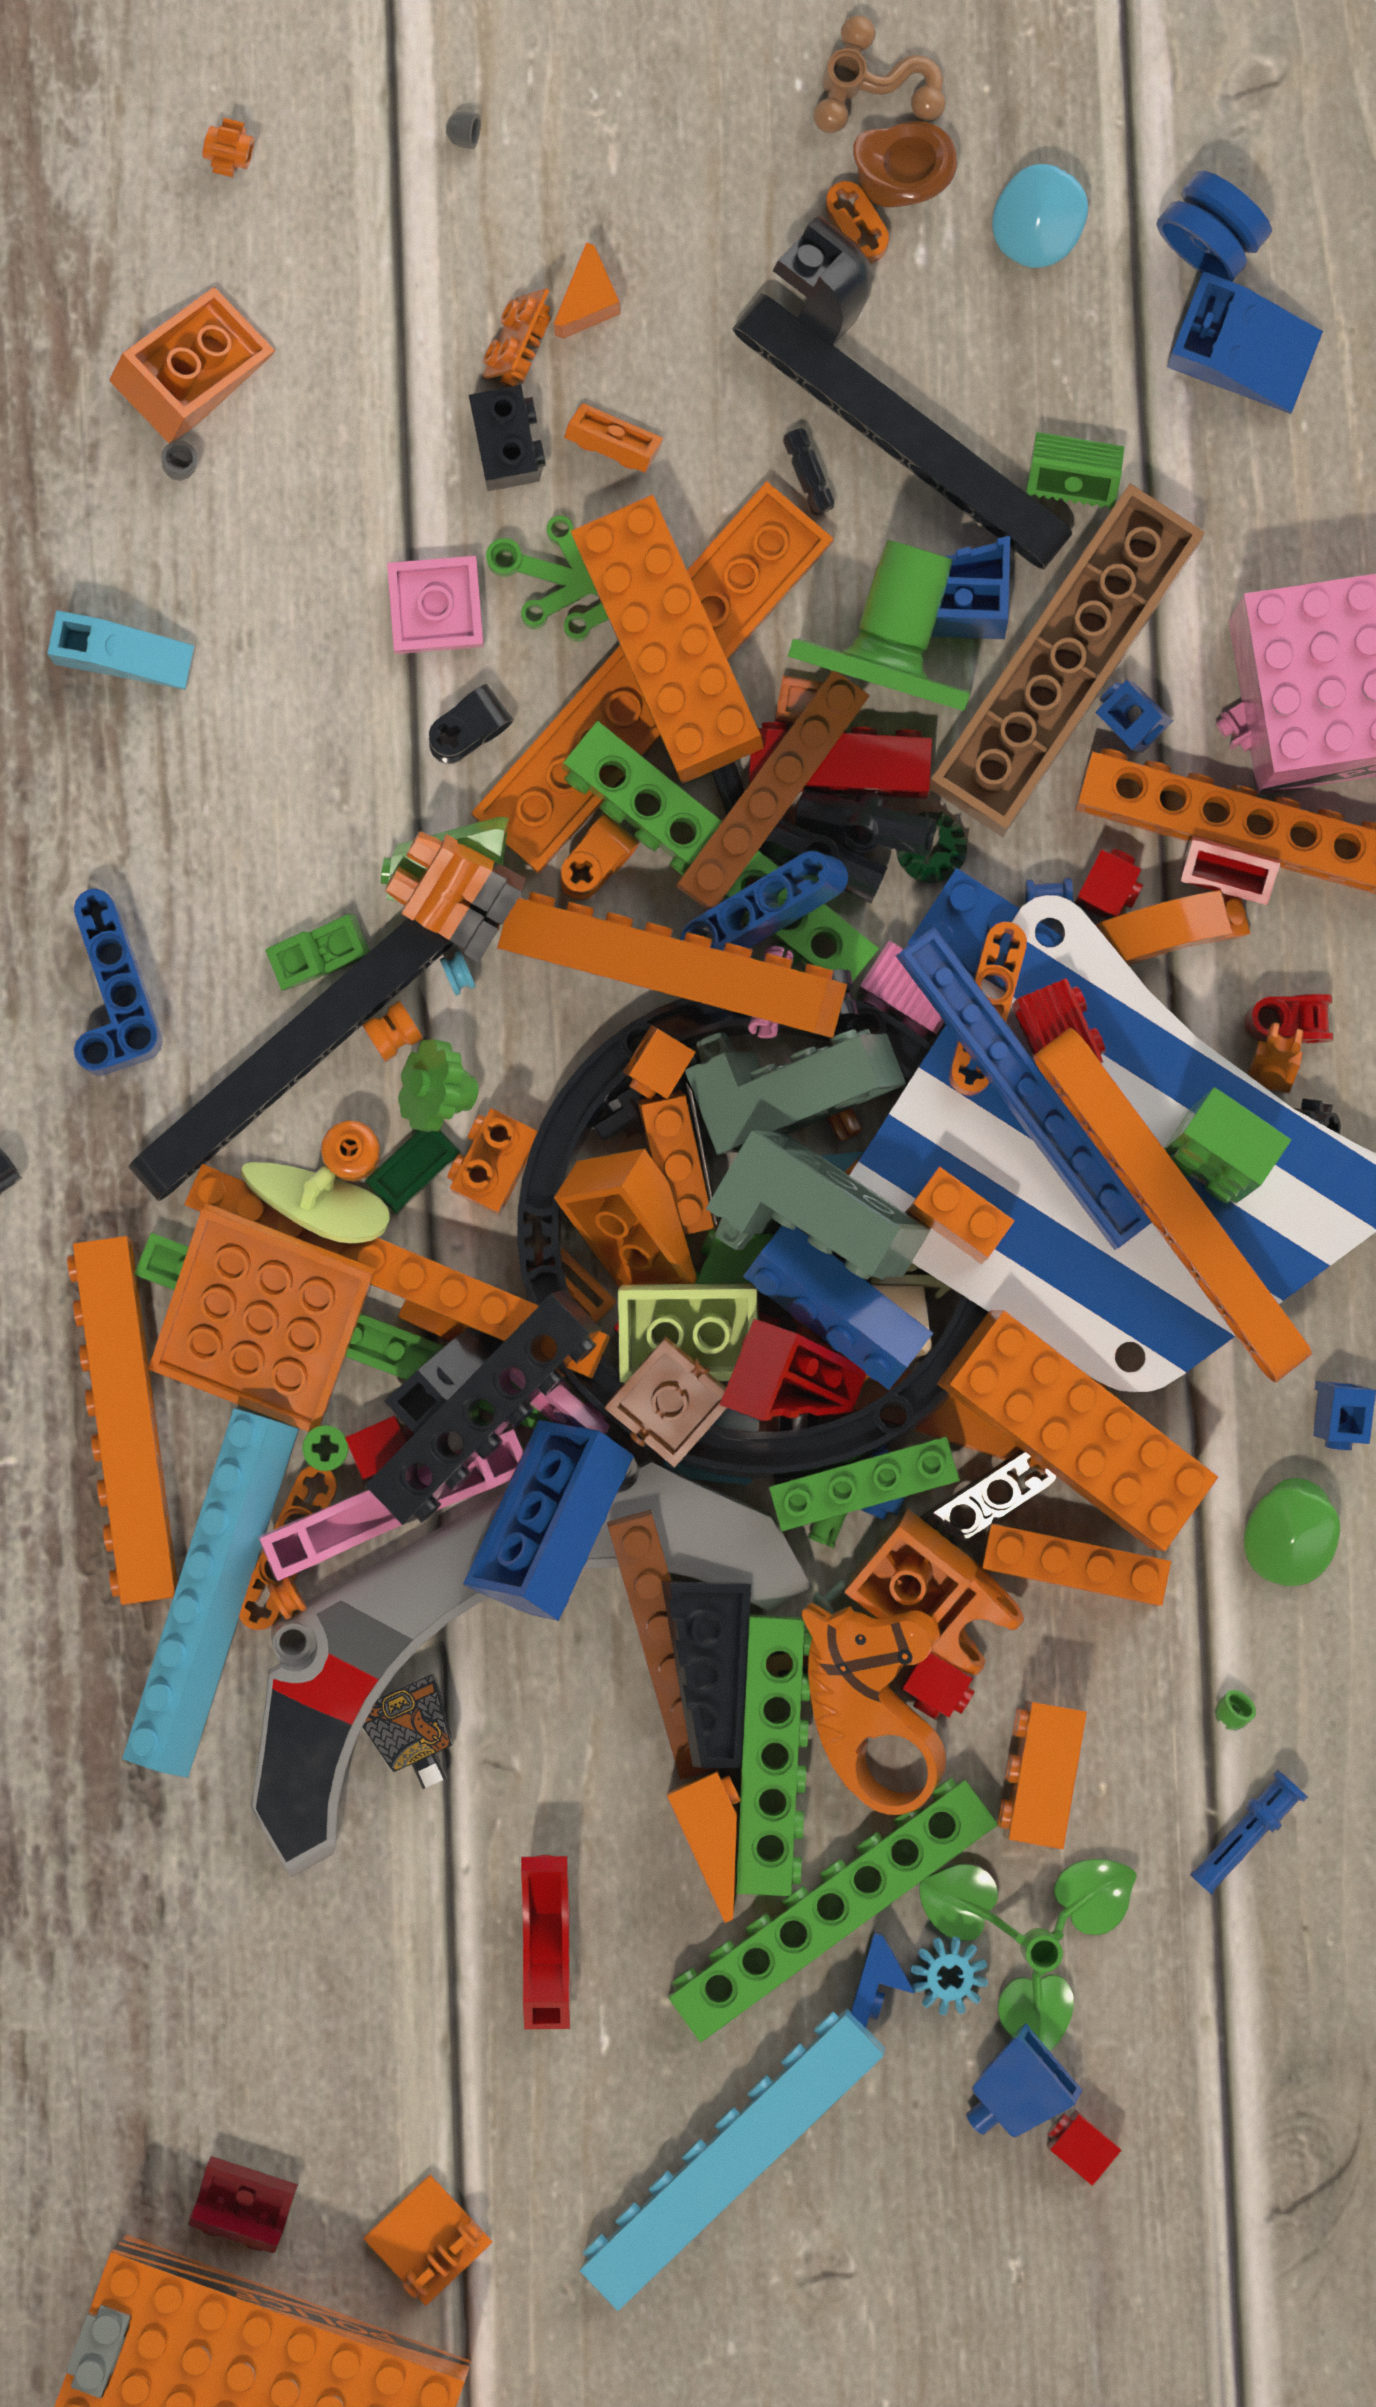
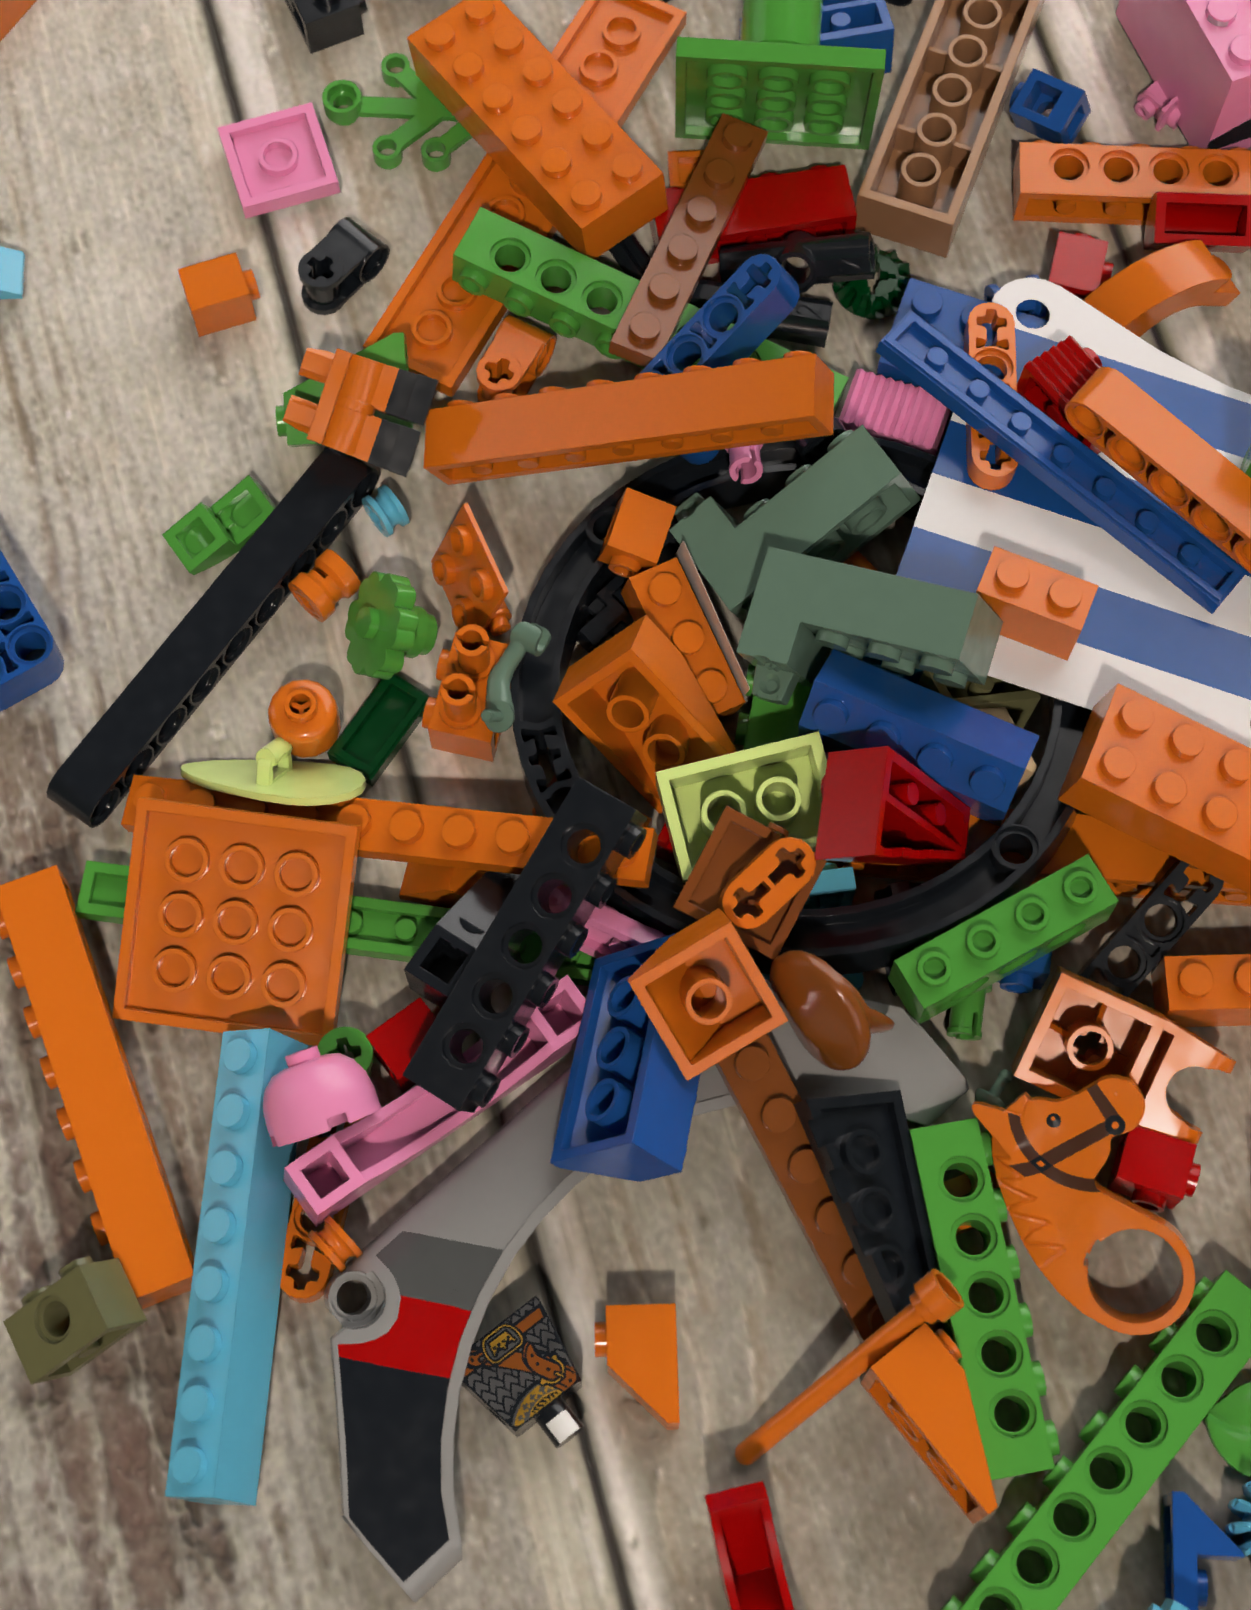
camera: 15 degrees left, 15 degrees down
(77, 1608) = (74, 1319): none -> olive brick
(295, 1484) = (316, 1096): none -> bright pink cylinder
(357, 731) = (219, 293): none -> orange brick
(504, 1736) = (643, 1356): none -> orange slope
(510, 1043) = (471, 576): none -> orange hinge
(511, 1184) = (499, 705): none -> sand green piece
(610, 1488) = (705, 994): none -> orange slope
(674, 1401) = (778, 892): none -> orange beam
(702, 1518) = (825, 1010): none -> dark orange piece
(727, 1757) = (933, 1300): none -> orange piece

